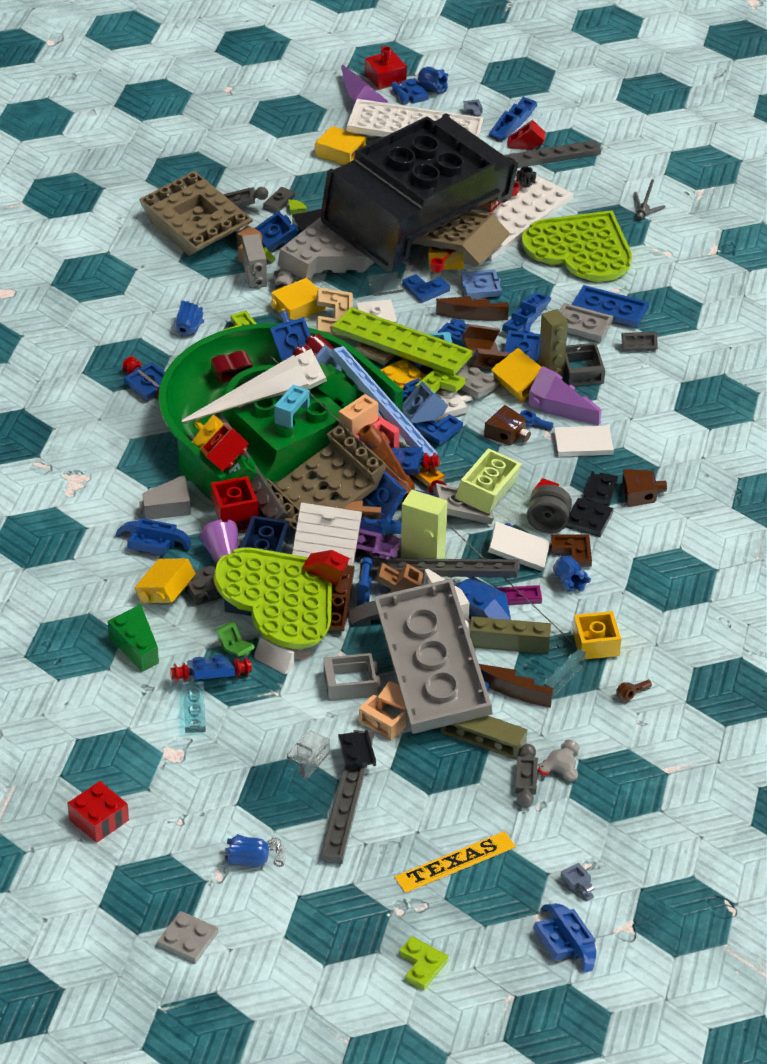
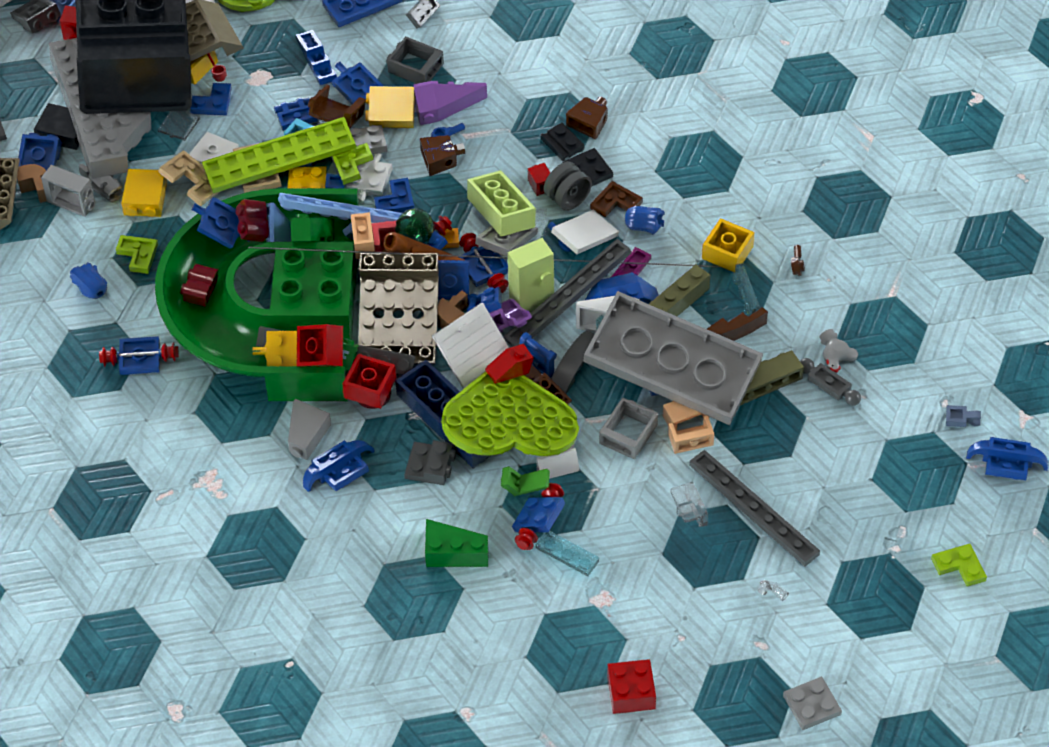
camera: 50 degrees left, 10 degrees up
(165, 580) = (408, 486): yellow brick -> none
(220, 538) = (405, 424): medium lavender cone -> none
(246, 851) = (760, 610): blue piece -> none
(289, 404) = (323, 270): medium azure panel -> none
(296, 207) = (15, 121): lime tile -> none
(296, 370) = (284, 250): white plate -> none
(356, 750) = (716, 471): black plate -> none
(396, 581) = (555, 329): medium nougat brick -> none
(404, 440) = (416, 225): none -> clear green cylinder
(423, 405) = (372, 187): medium blue slope -> none
(454, 861) = (874, 482): yellow sticker -> none
(471, 309) = (274, 89): reddish brown slope -> none
(481, 284) = (250, 62): medium blue plate -> none
(553, 341) = (396, 59): olive brick -> none
(583, 441) = (499, 118): white tile -> none
(586, 322) = (363, 30): light grey plate -> none

